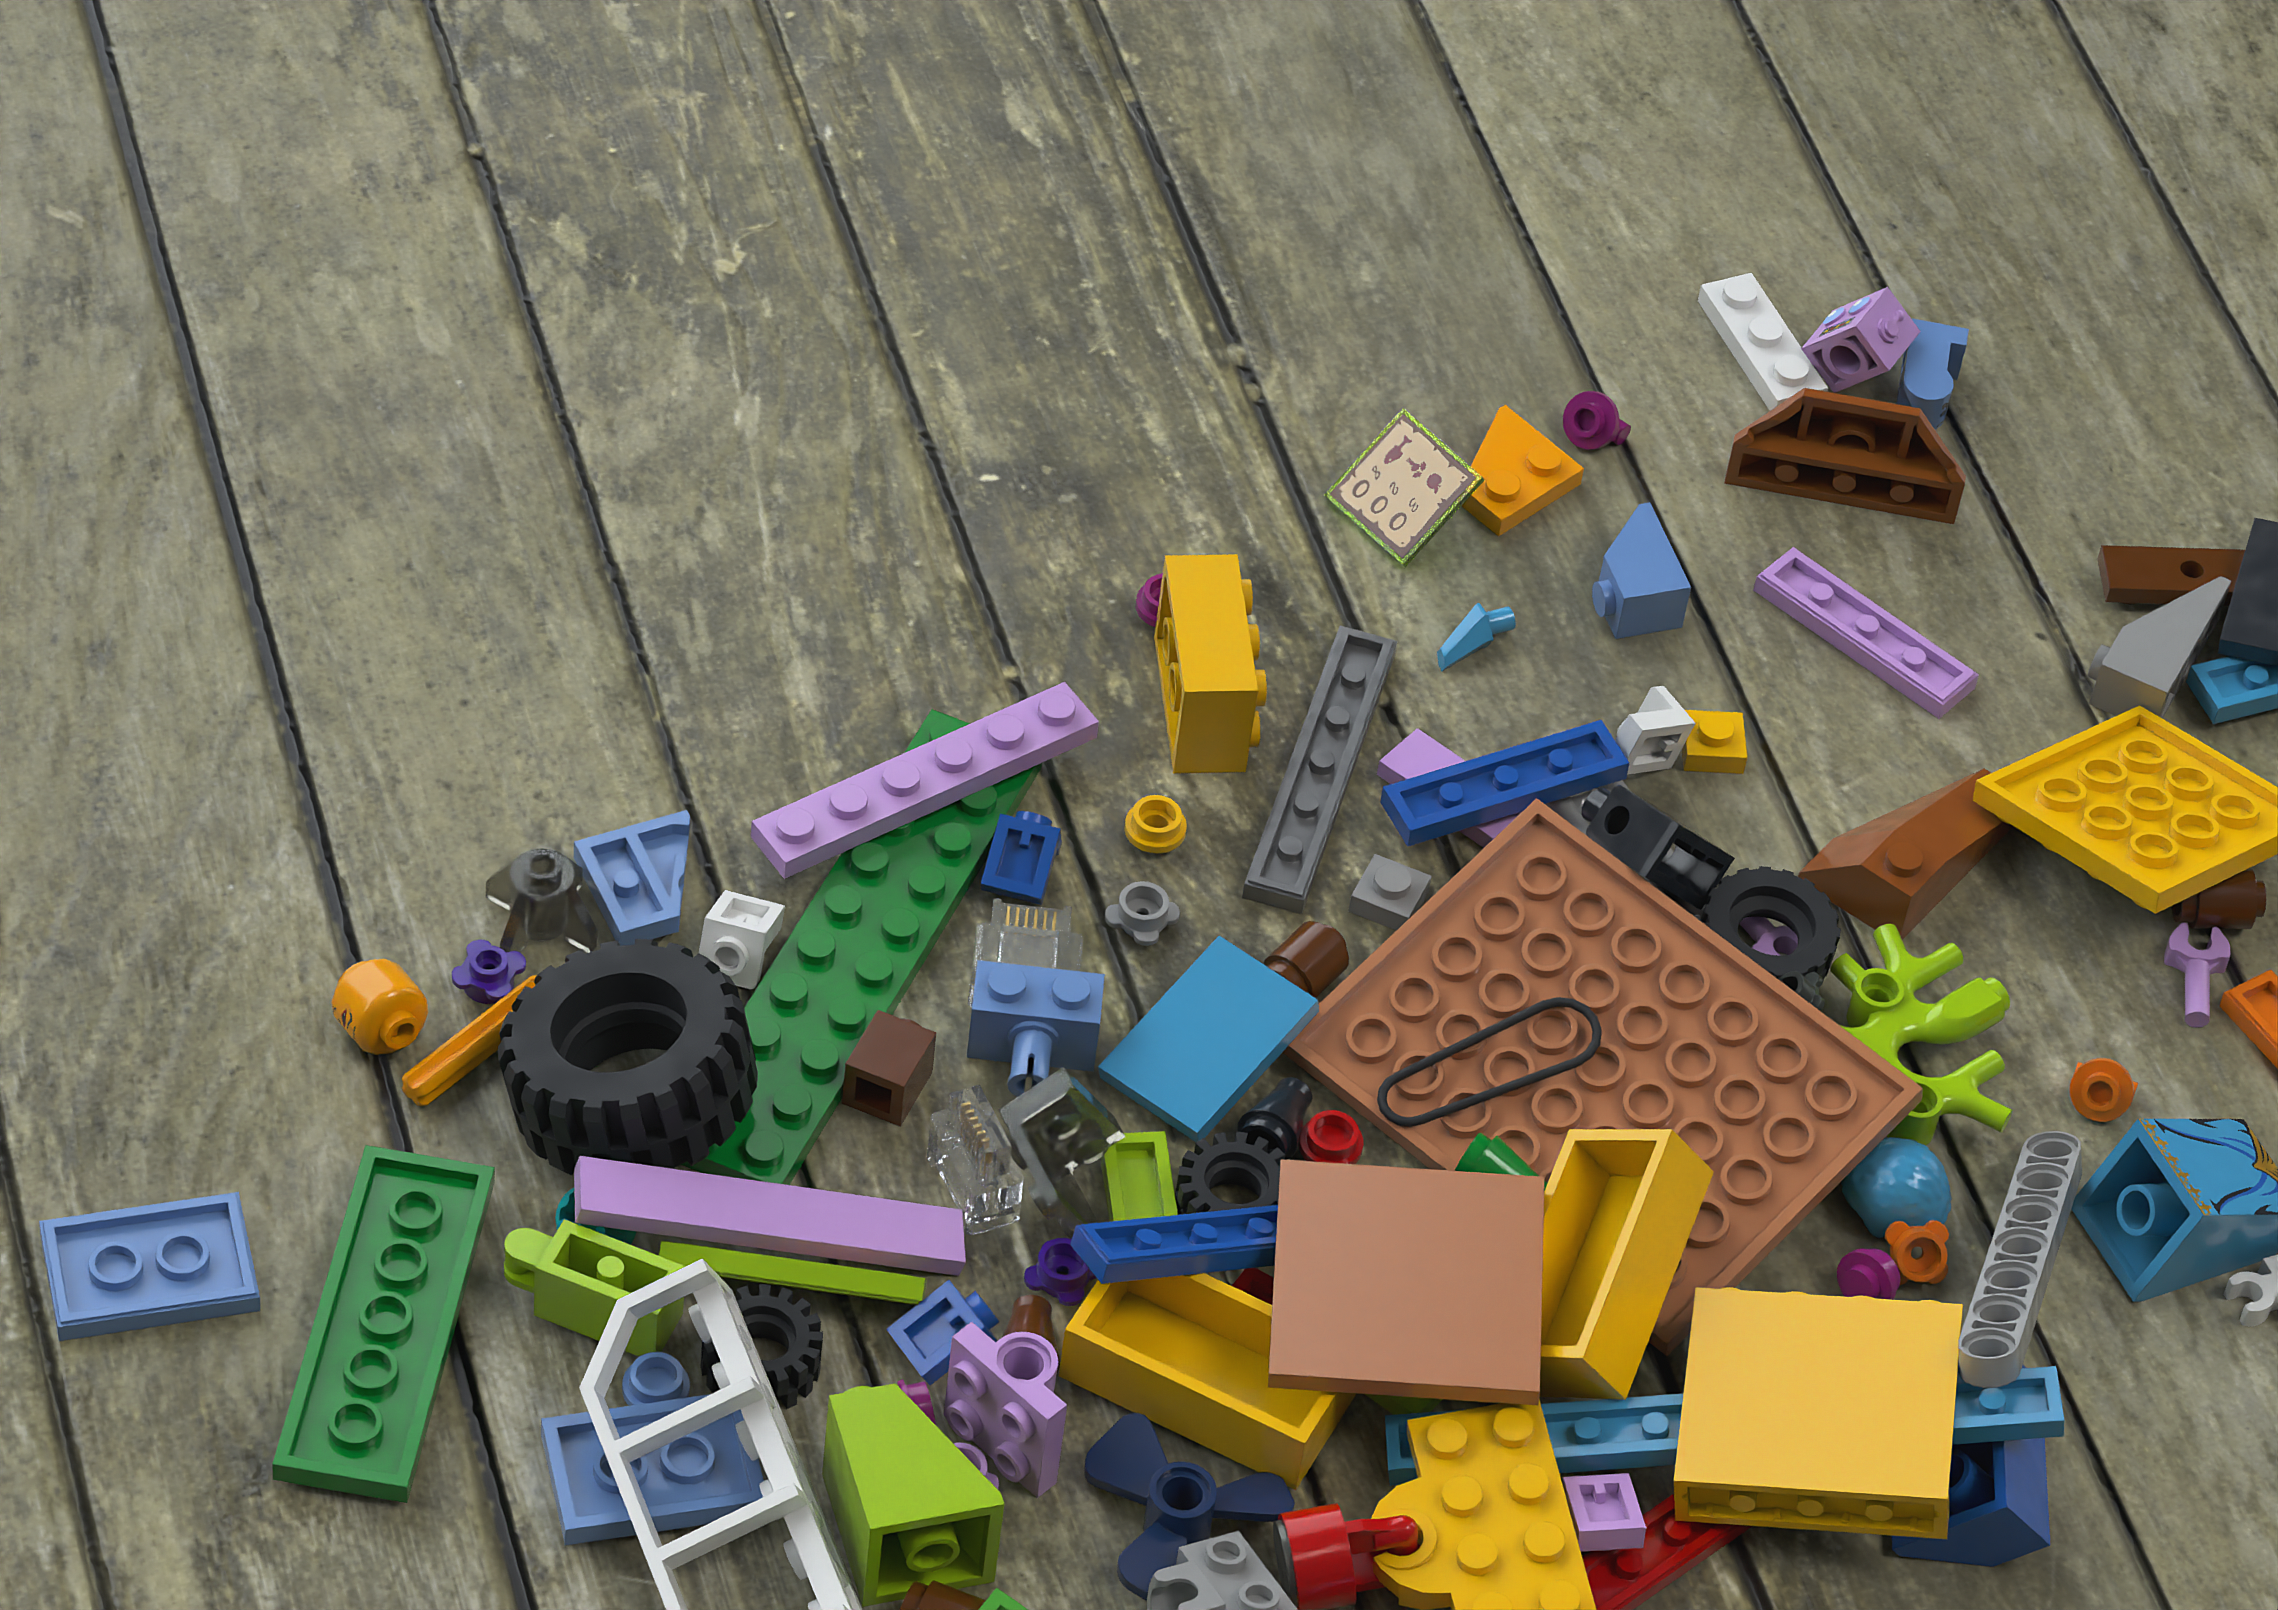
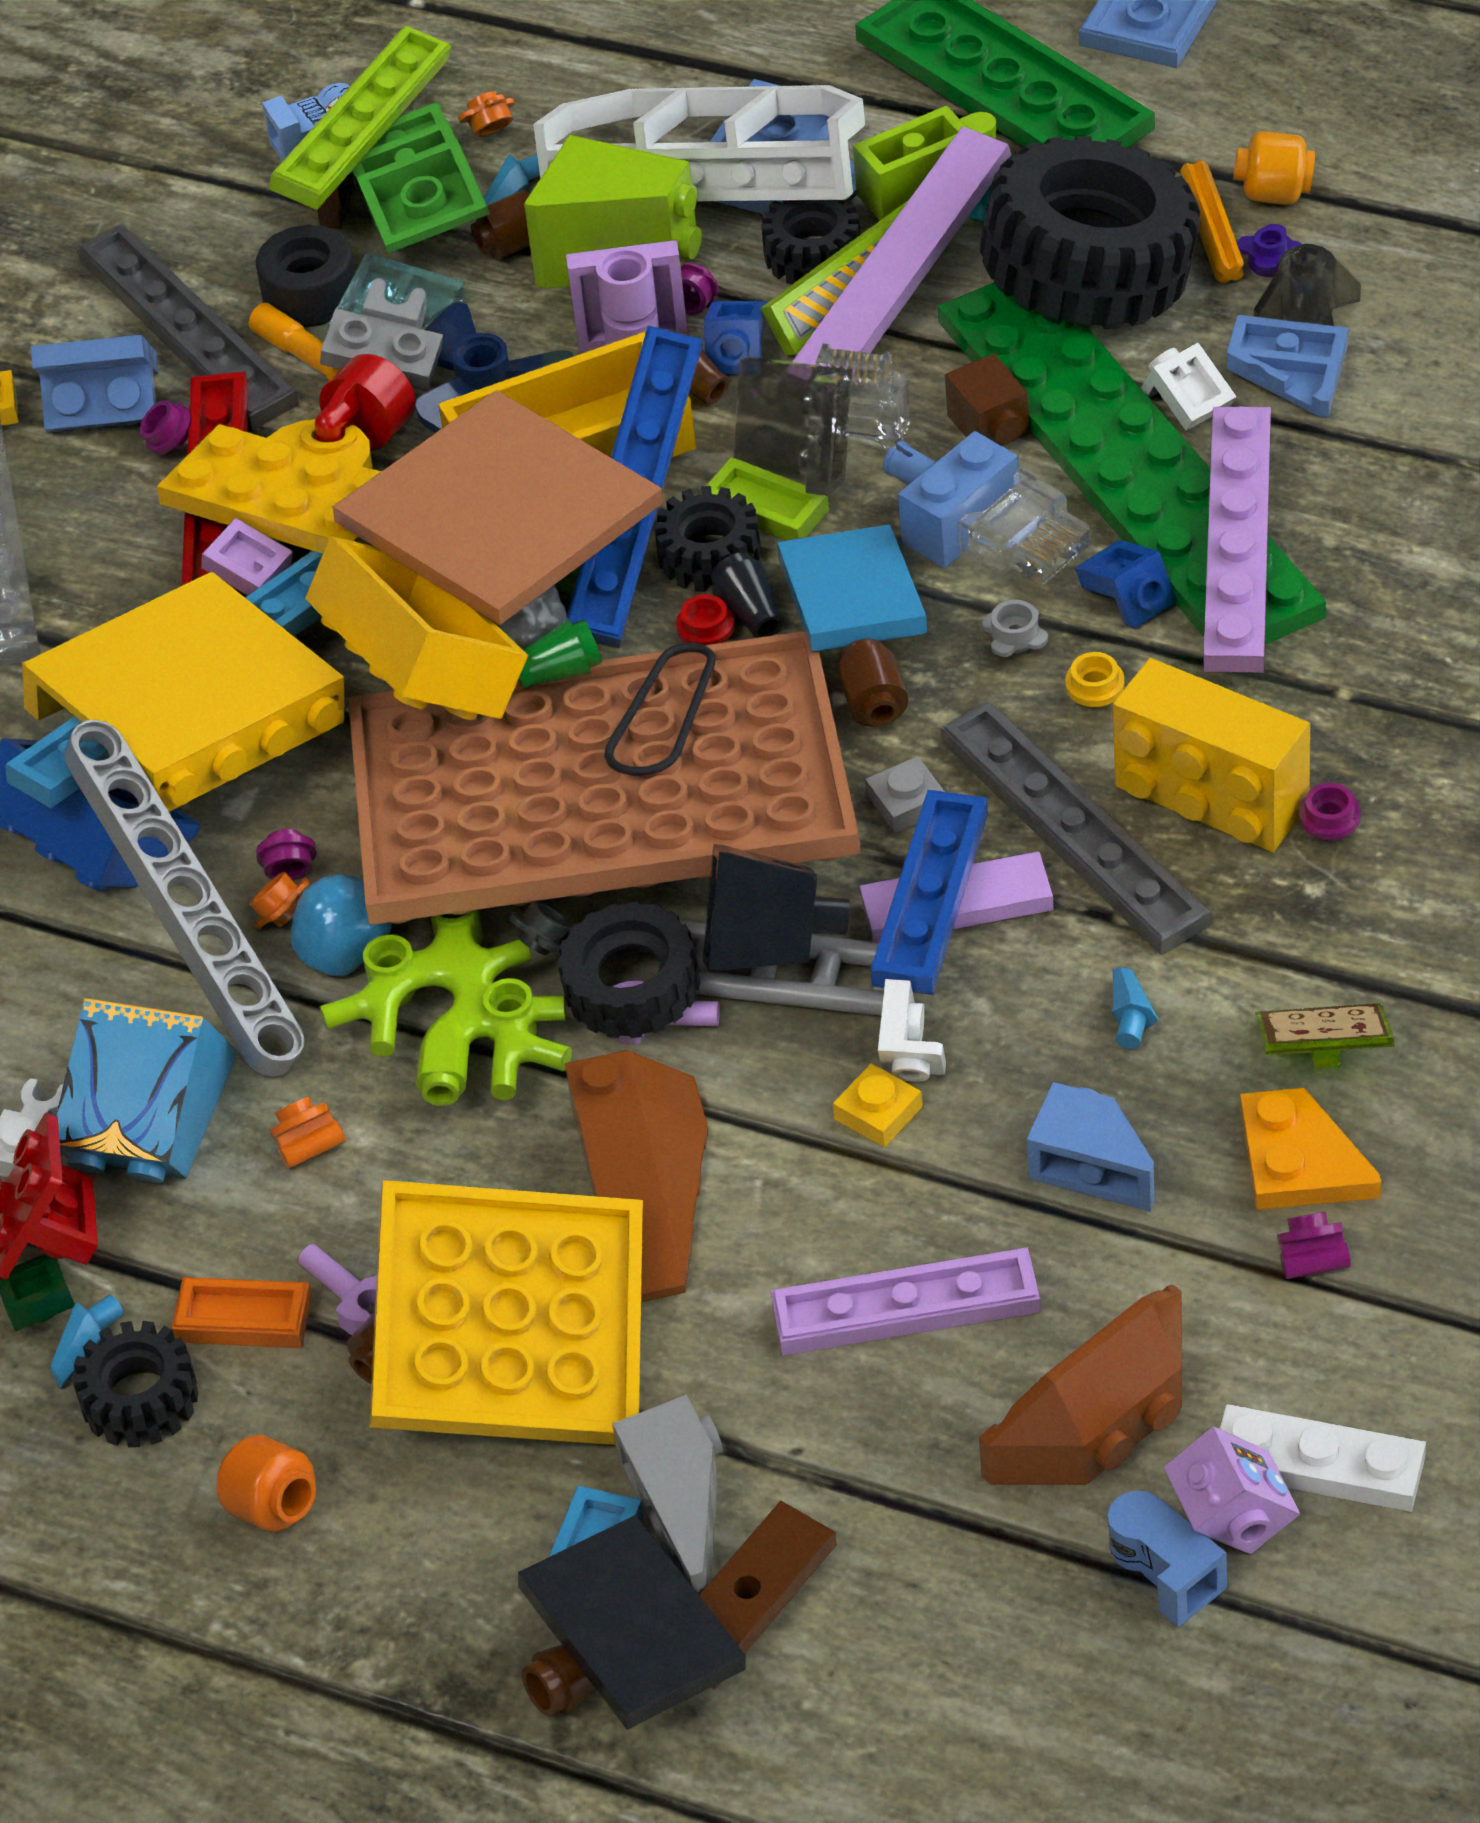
camera: 140 degrees right, 0 degrees up
(1055, 1257) = (722, 420): dark purple plate -> none

